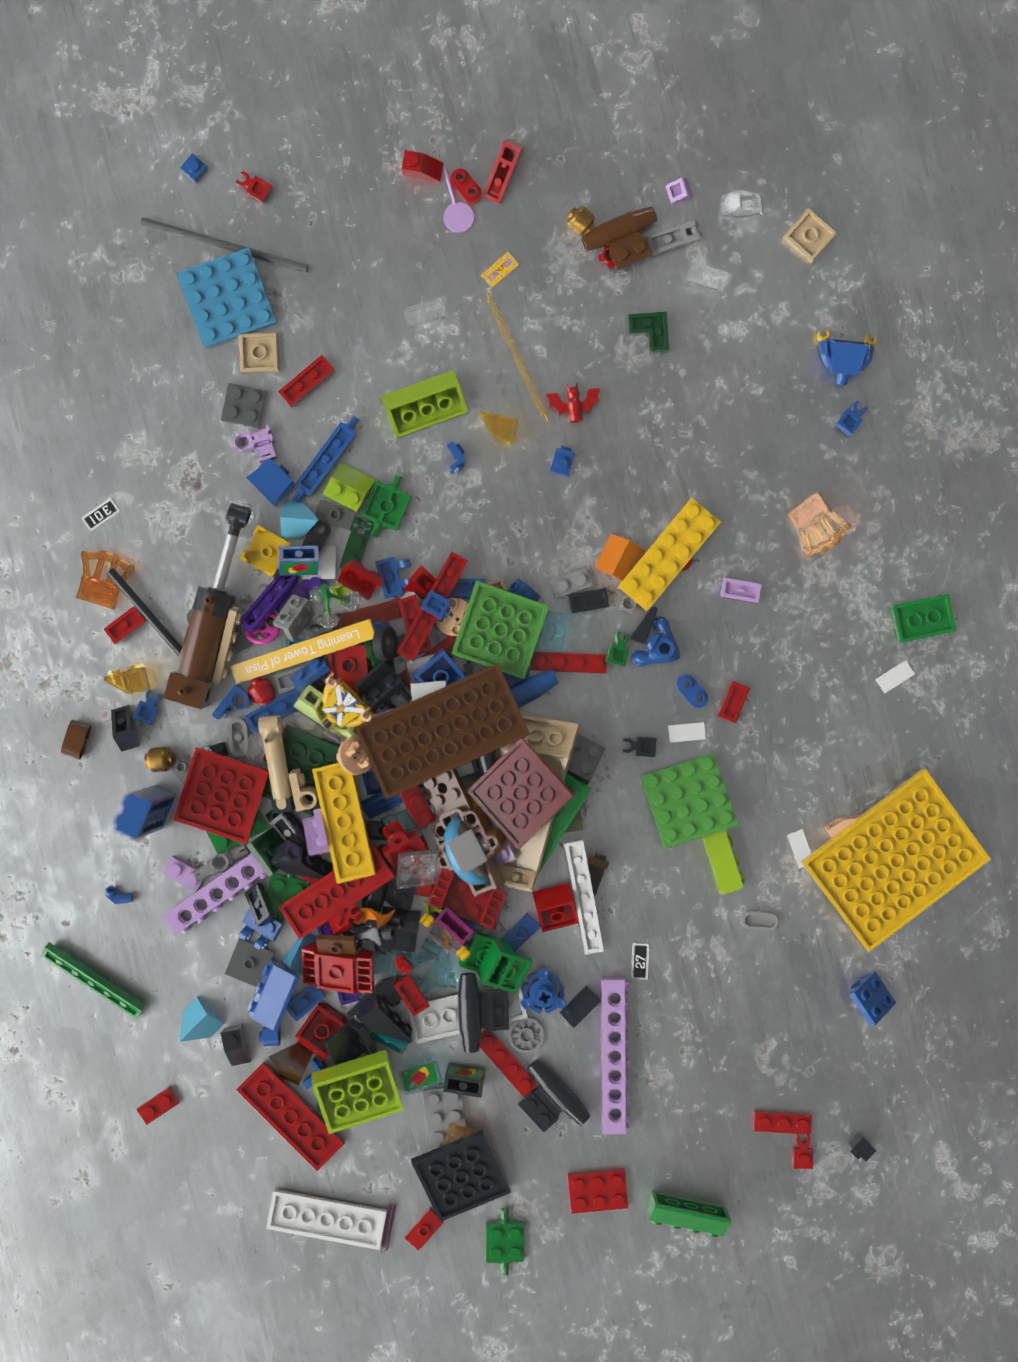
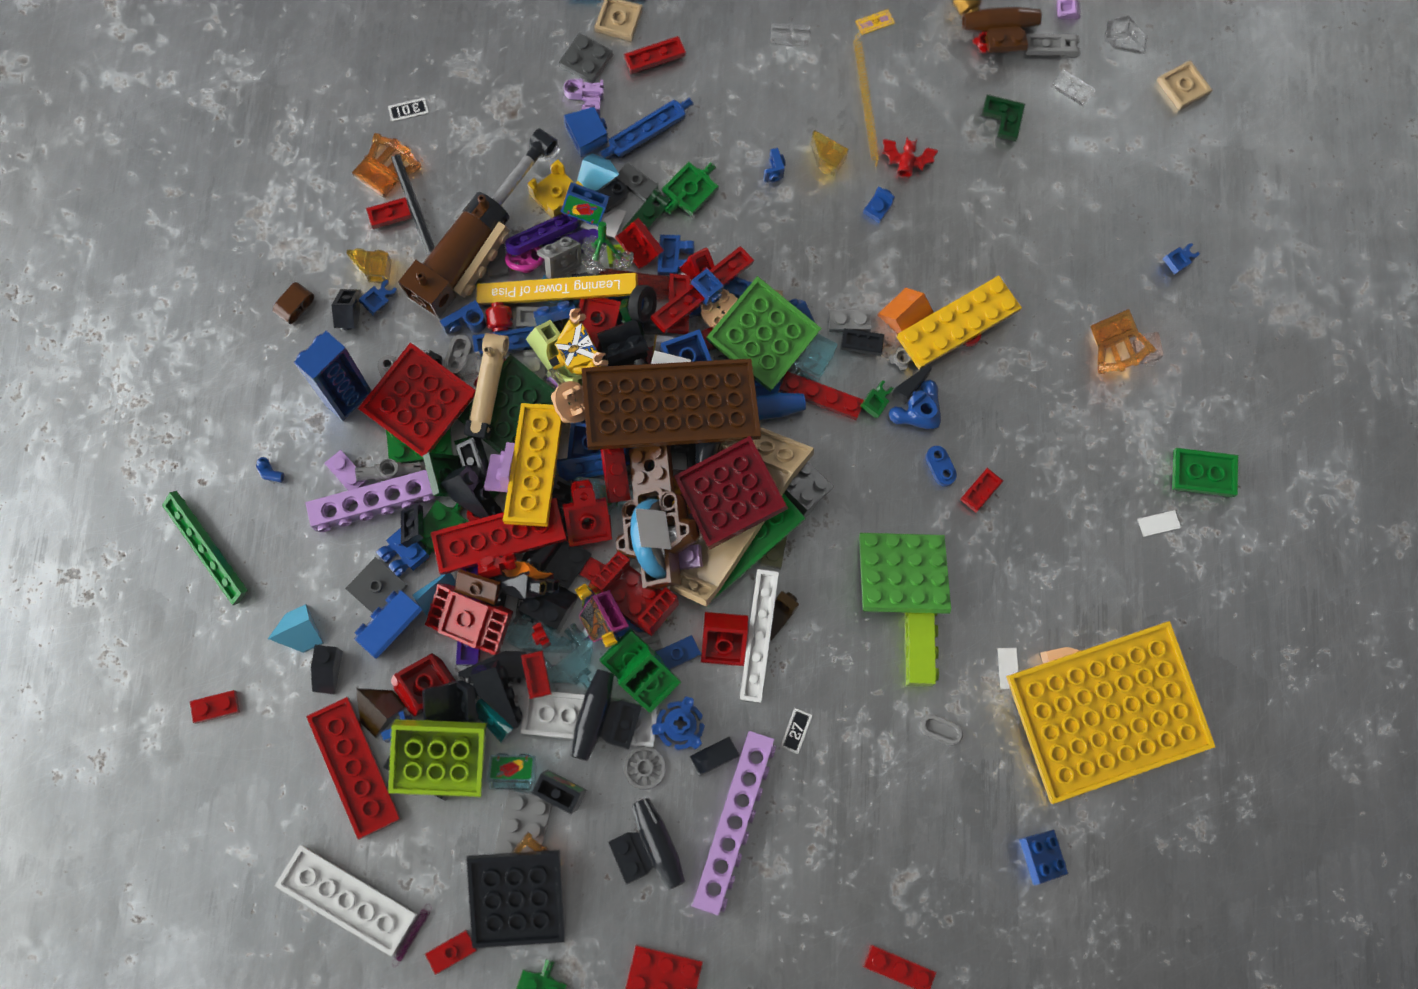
camera: 20 degrees right, 15 degrees down
(159, 759) = (368, 348): pearl gold head -> none
(270, 1037) = (367, 670): blue plate -> none
(297, 783) = (499, 424): tan plate -> none
(304, 1002) = (418, 647): blue plate -> none
(349, 487) = (658, 161): lime slope -> none
(416, 868) = (591, 541): clear plate -> none
(425, 403) = (761, 110): lime slope -> none
(506, 1062) = (612, 791): red plate -> none
(644, 746) = (872, 503): black plate -> none
(687, 732) = (922, 506): white sticker -> none
(740, 590) = (1021, 382): lavender plate -> none
(845, 356) = (1191, 197): blue torso -> none

